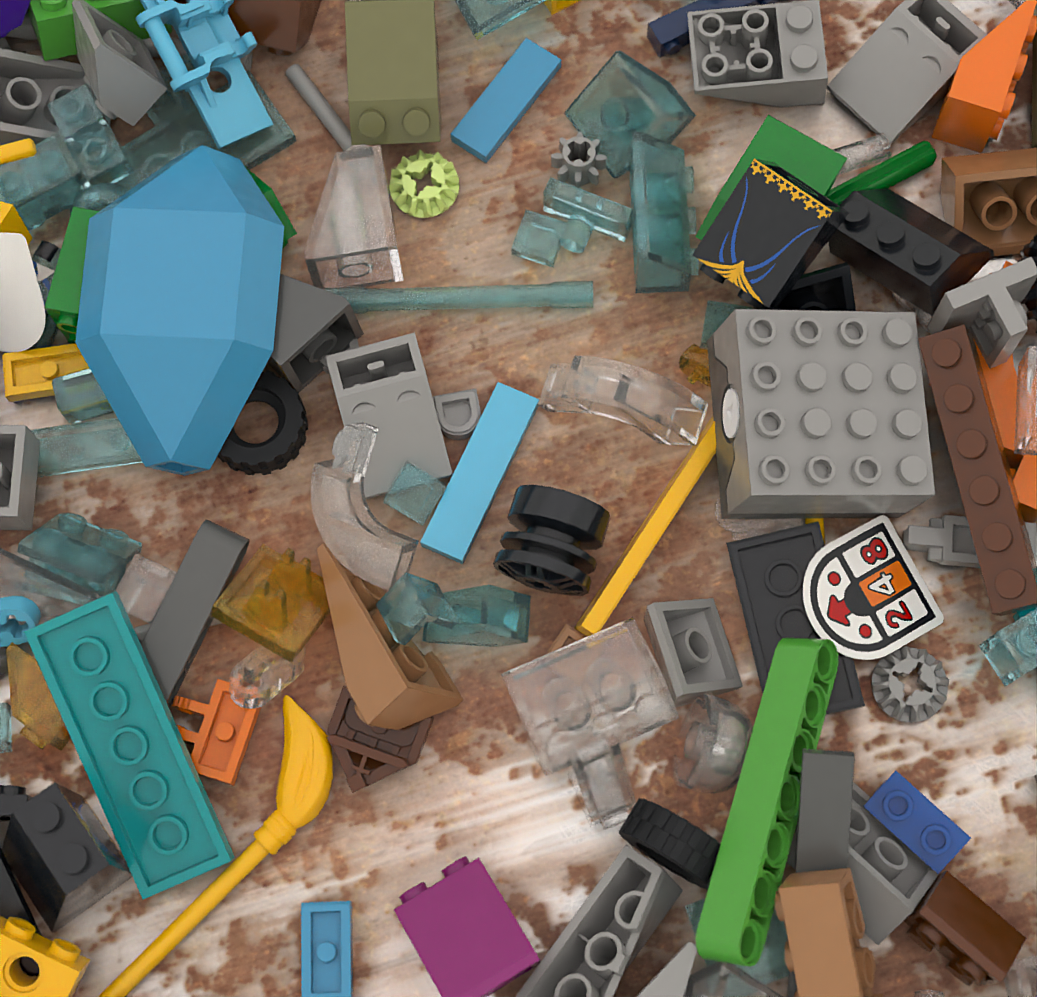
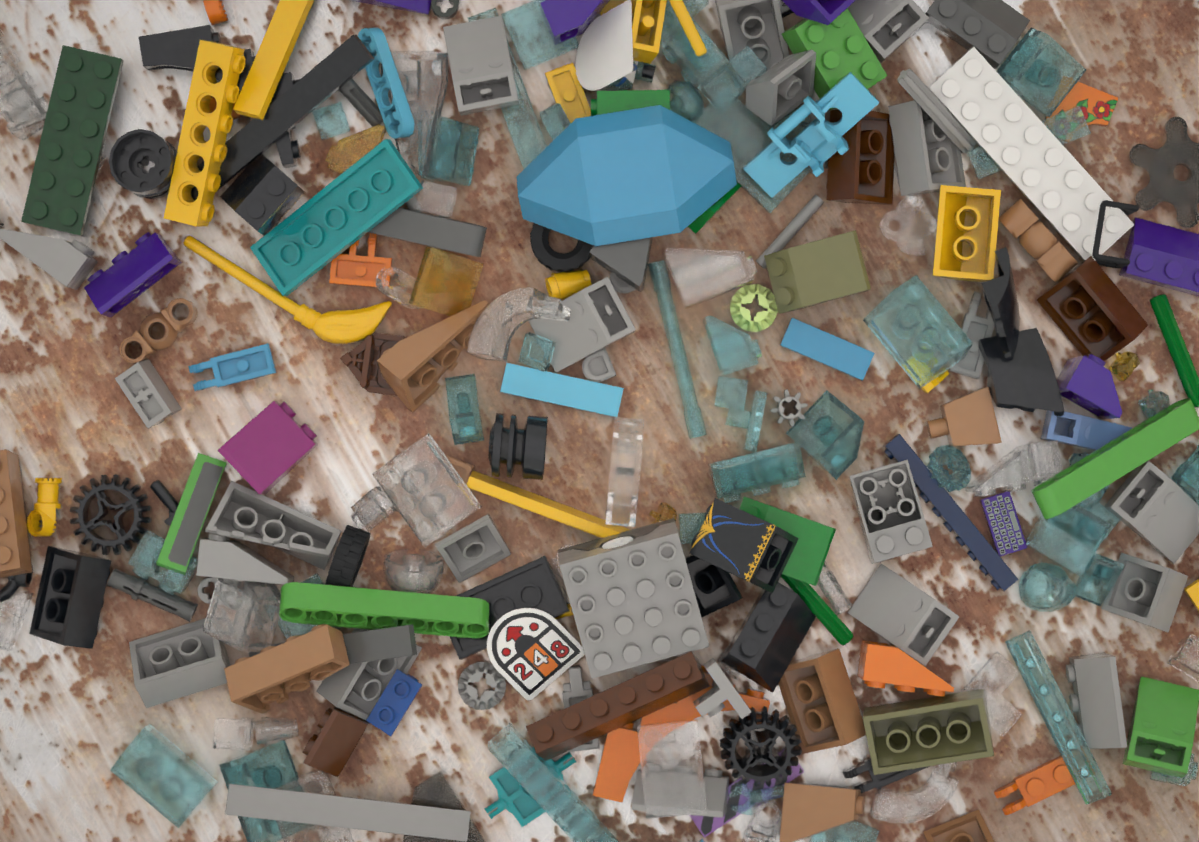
camera: 75 degrees right, 15 degrees up
(322, 427) = (566, 284): none -> yellow cone
(413, 604) = (459, 370): clear light blue panel -> none
(468, 214) = (731, 346): none -> clear light blue slope

